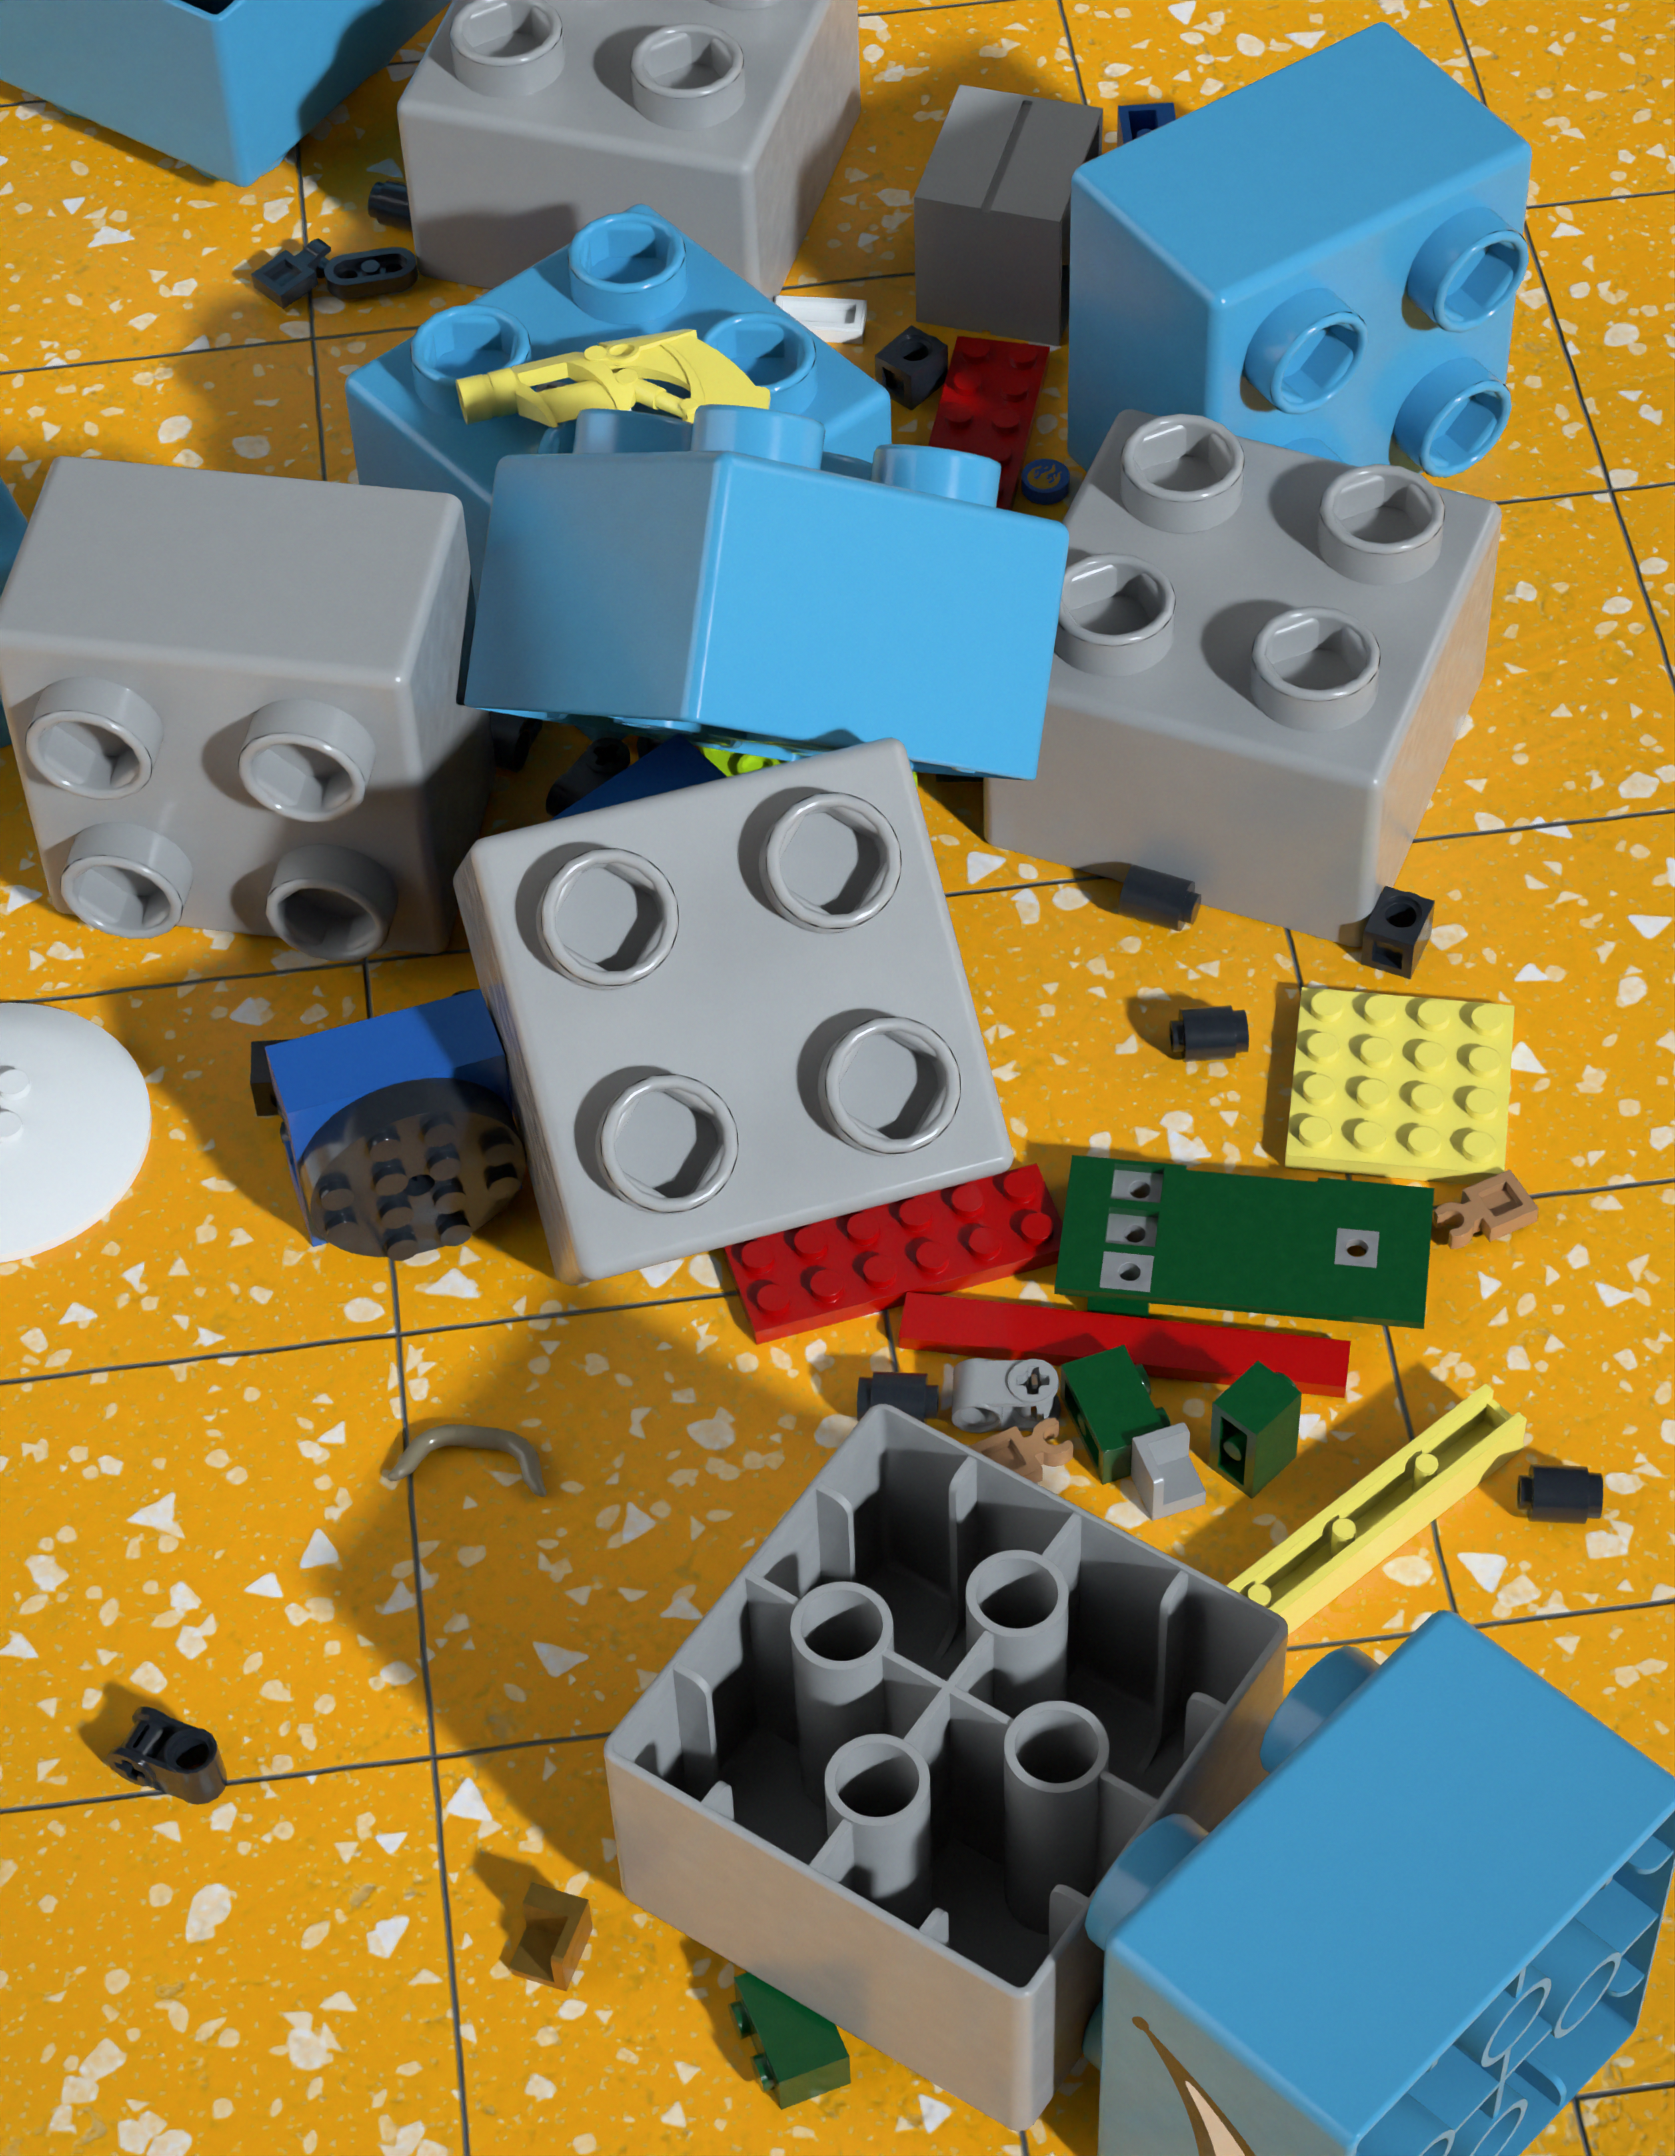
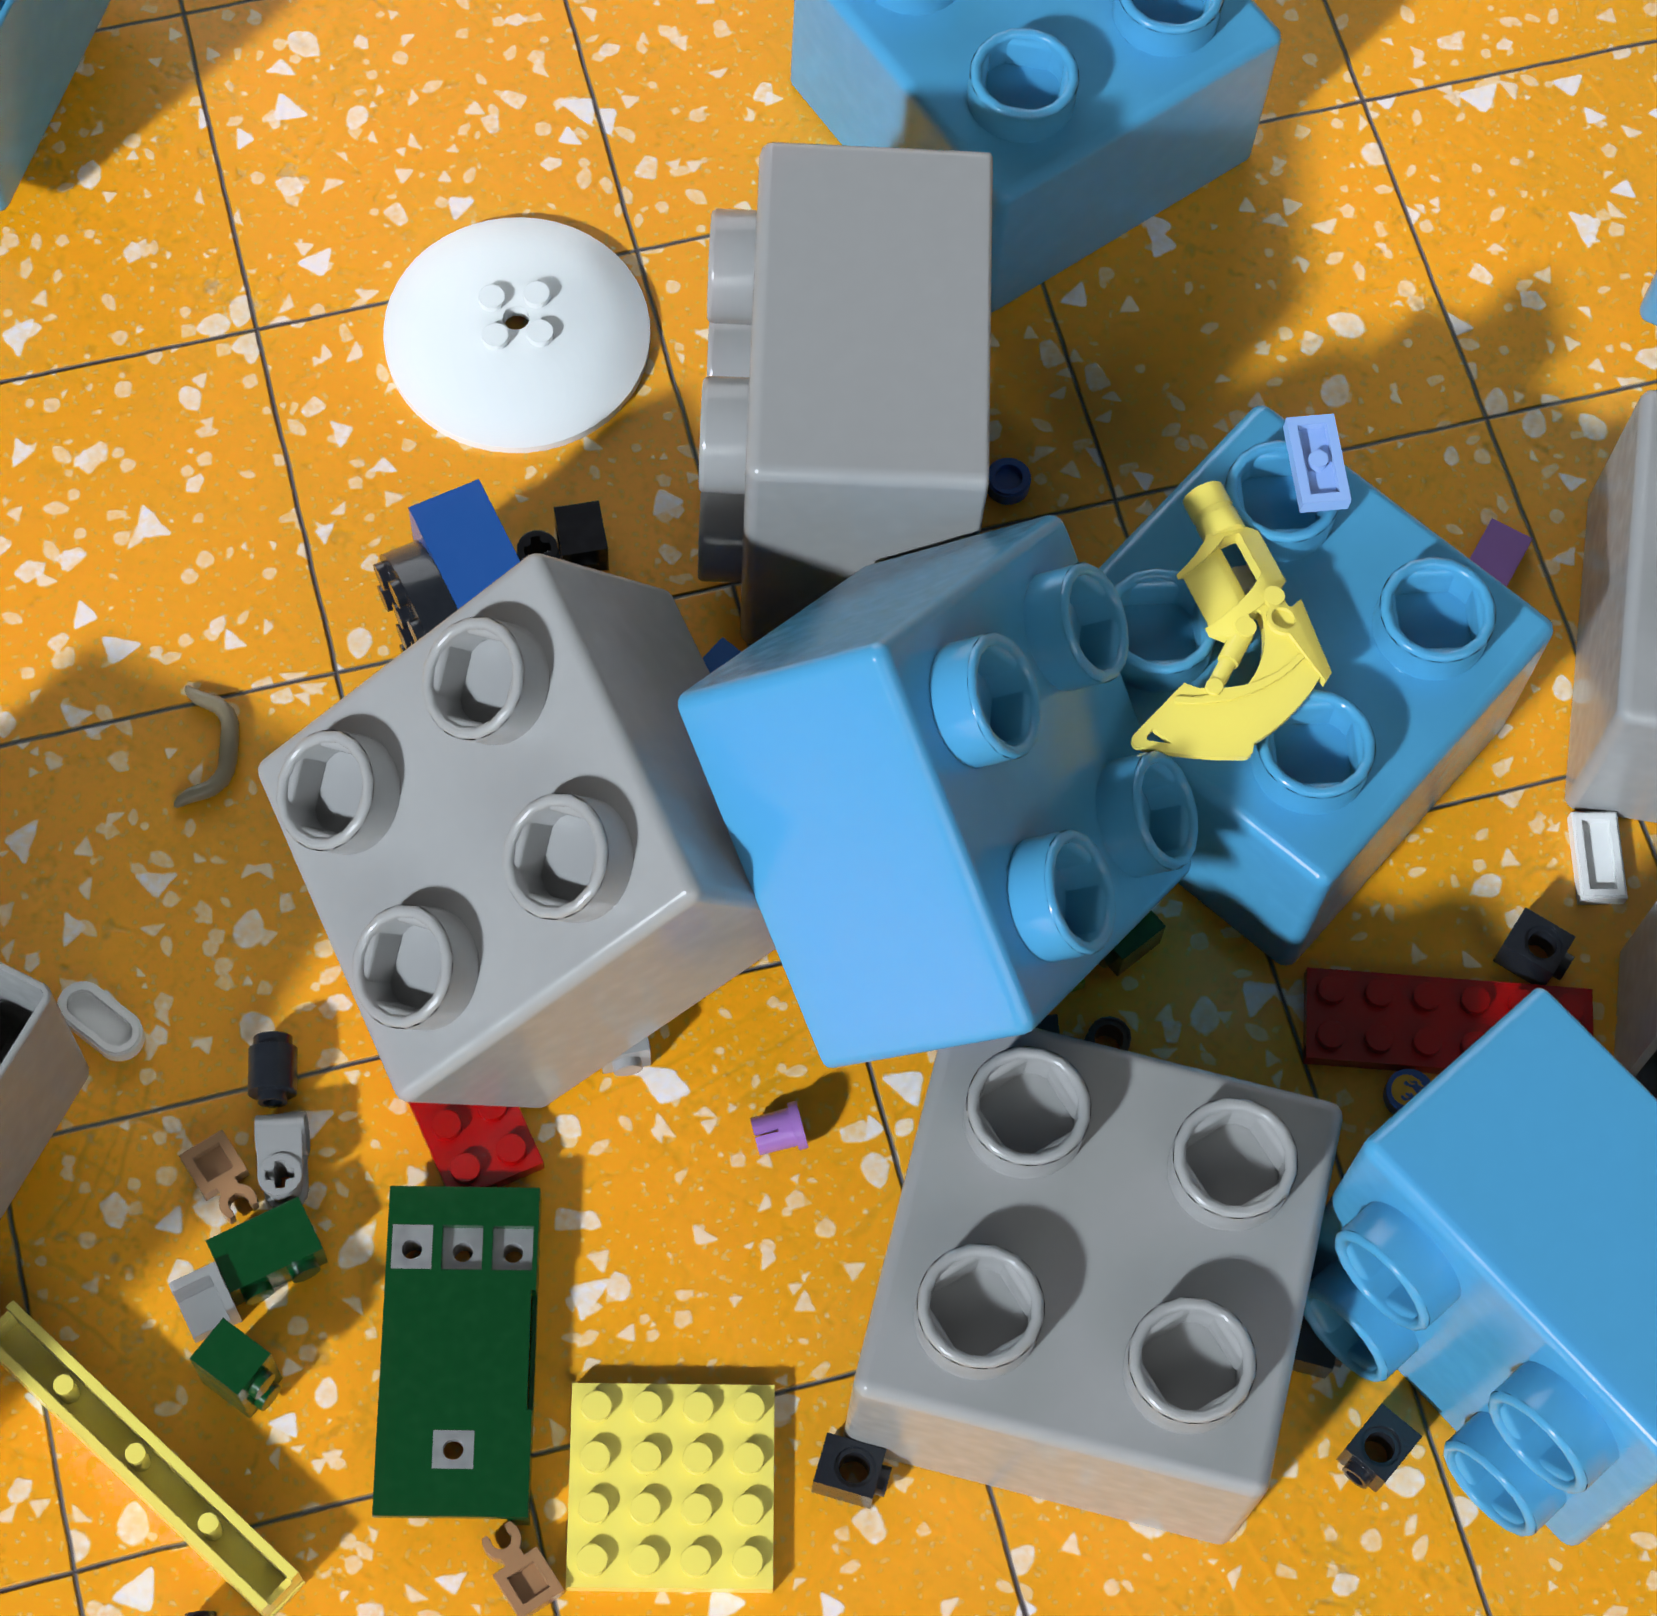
camera: 75 degrees right, 15 degrees up
(291, 276) = (1552, 379): black plate -> none
(371, 273) = (1574, 451): black plate -> none
(454, 304) = (1317, 463): none -> light blue plate
(1025, 957) = (789, 1128): none -> medium lavender bush
(1159, 898) = (864, 1243): black brick -> none
(1161, 1346) = (353, 1264): red tile -> none
(1209, 1033) = (705, 1302): black brick -> none

